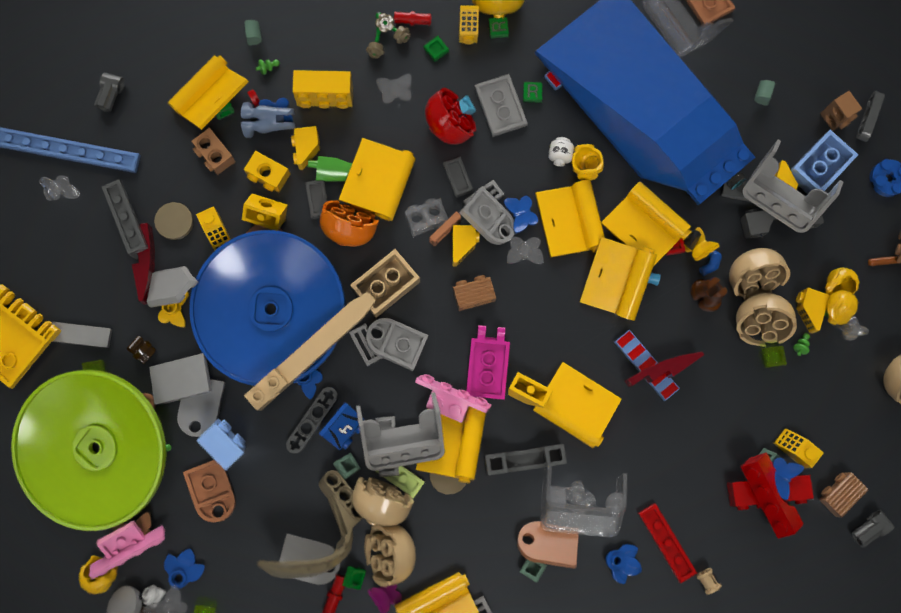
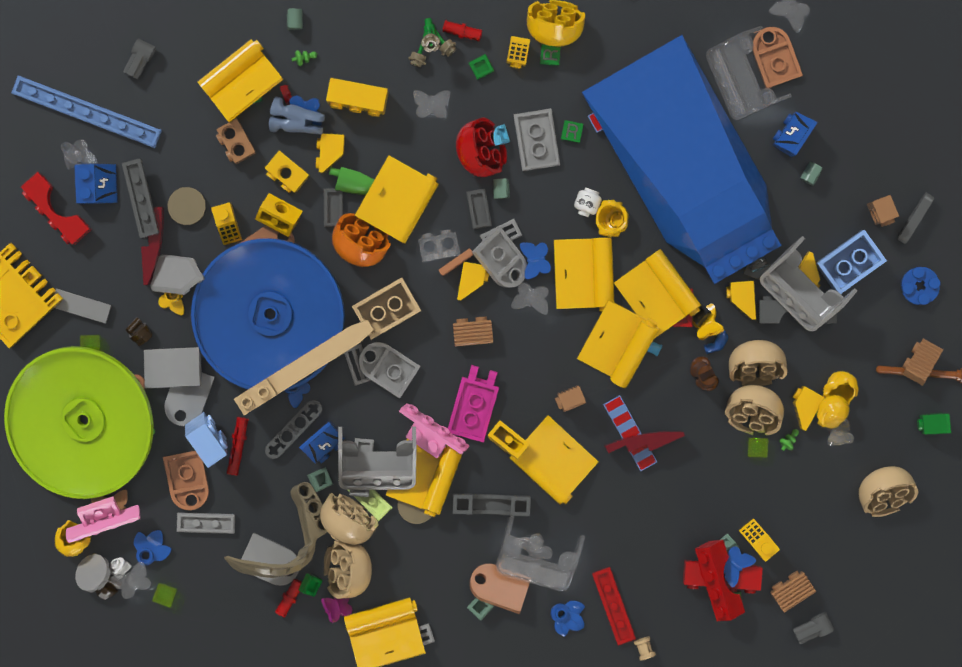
camera: 15 degrees right, 10 degrees up
(27, 230) = (39, 190): none -> red arch
(80, 213) = (96, 183): none -> blue slope
(236, 532) = (205, 522): none -> light grey tile
(257, 451) = (239, 437): none -> red pin
(475, 153) = (501, 188): none -> sand green brick
(583, 339) = (570, 399): none -> medium nougat brick
(727, 216) = (743, 297): none -> yellow slope
(741, 57) = (794, 133): none -> blue slope

